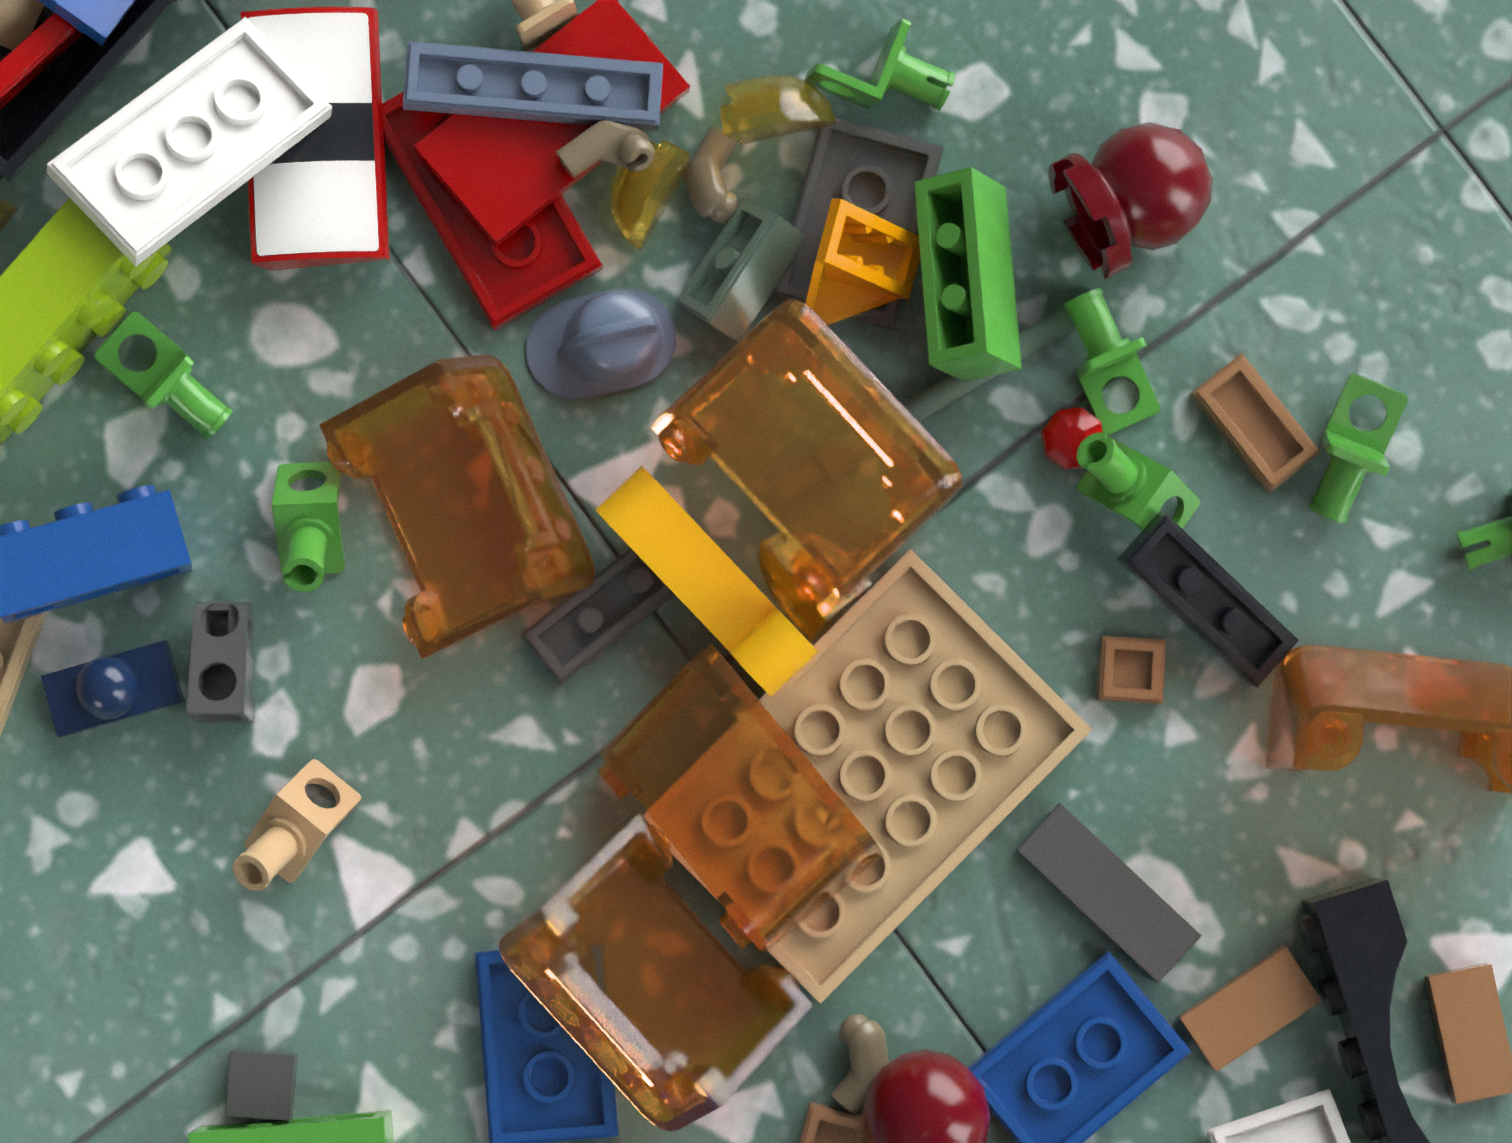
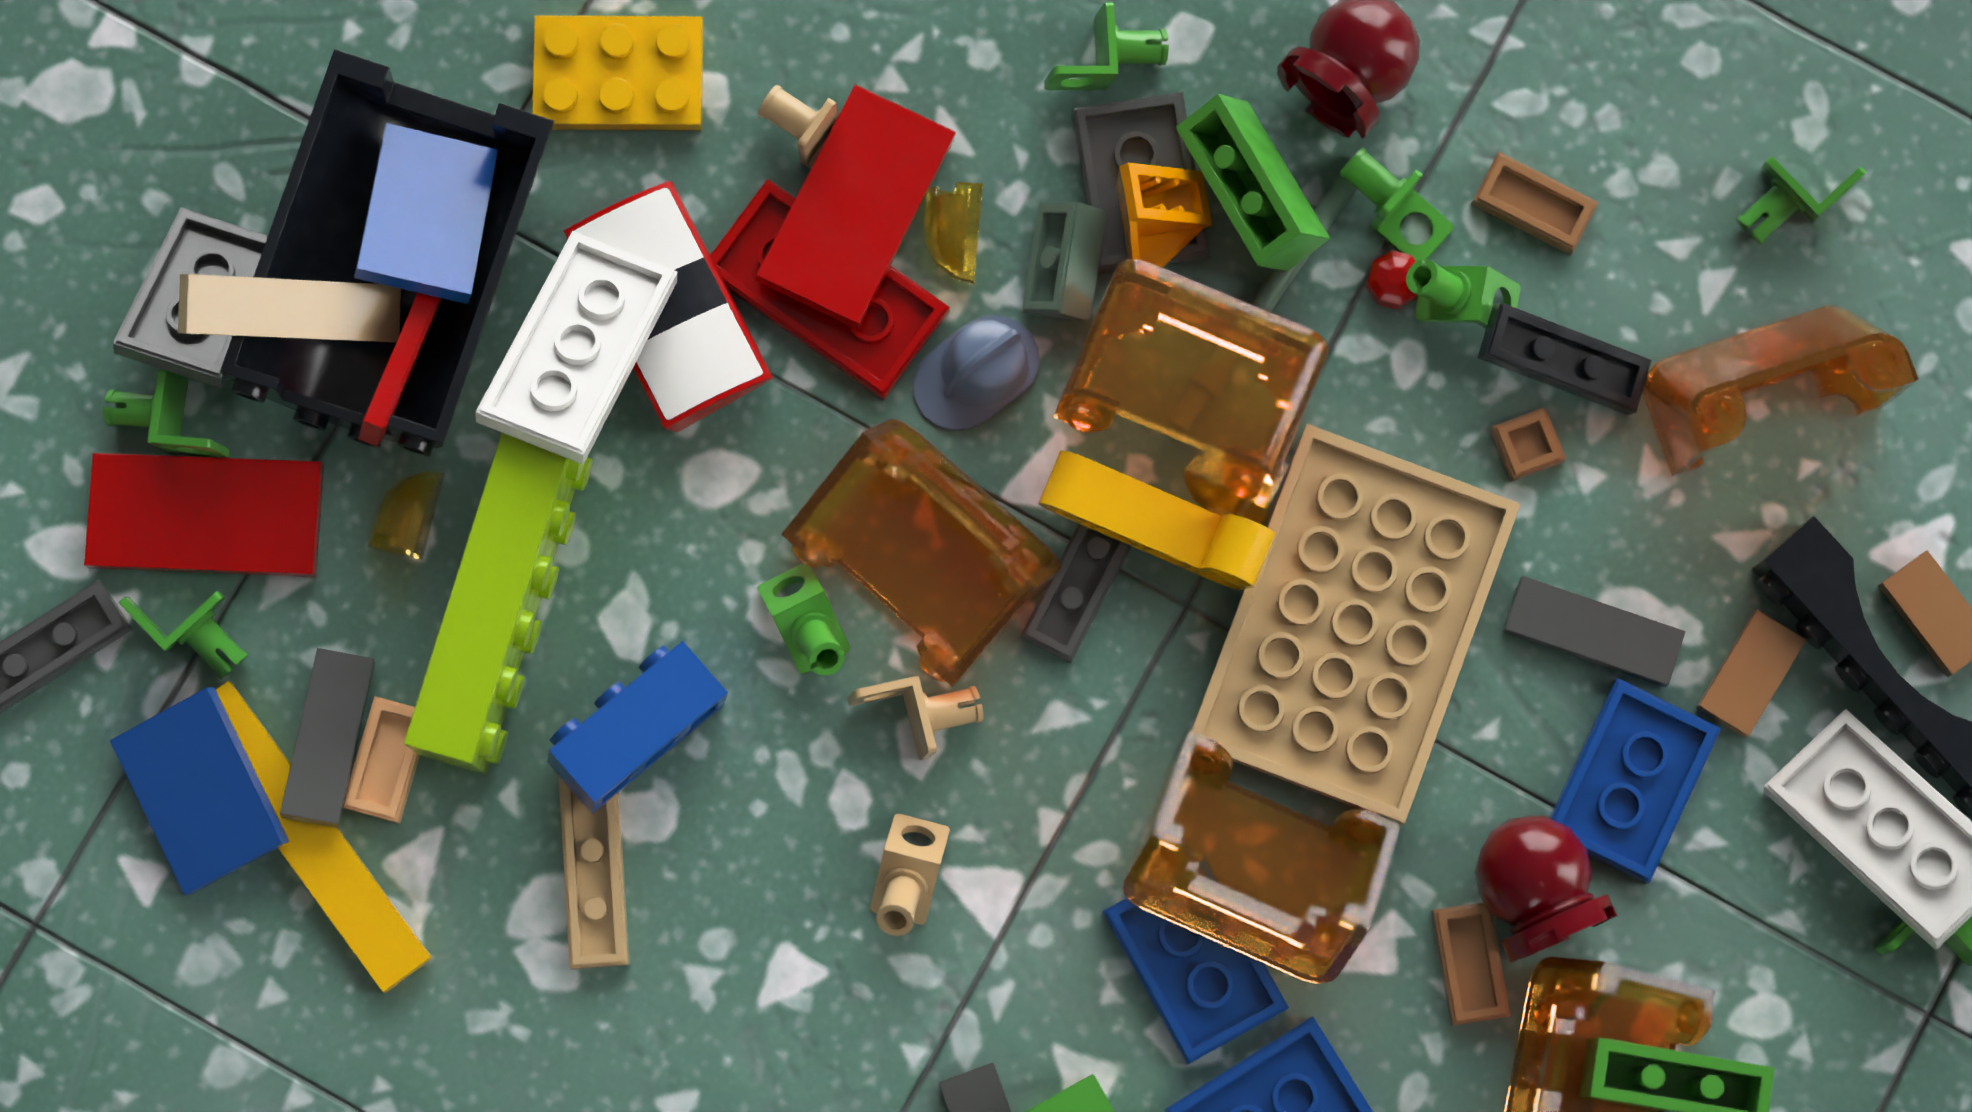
camera: 25 degrees left, 5 degrees down
(112, 688) = (703, 829): dark blue tile -> none
(167, 378) = (634, 554): bright green bracket -> none
(221, 663) = (787, 767): dark grey leg -> none
(392, 673) = (925, 712): none -> tan bracket
(531, 85) = (831, 185): sand blue tile -> none
(610, 143) = (915, 204): dark tan arm -> none
(705, 179) = (1003, 203): dark tan arm -> none
(738, 801) = (1265, 681): clear orange windscreen -> none
(773, 108) = (1031, 120): clear yellow brick -> none
(867, 1056) = (1463, 852): dark tan arm -> none
(1353, 449) = (1624, 188): bright green bracket -> none

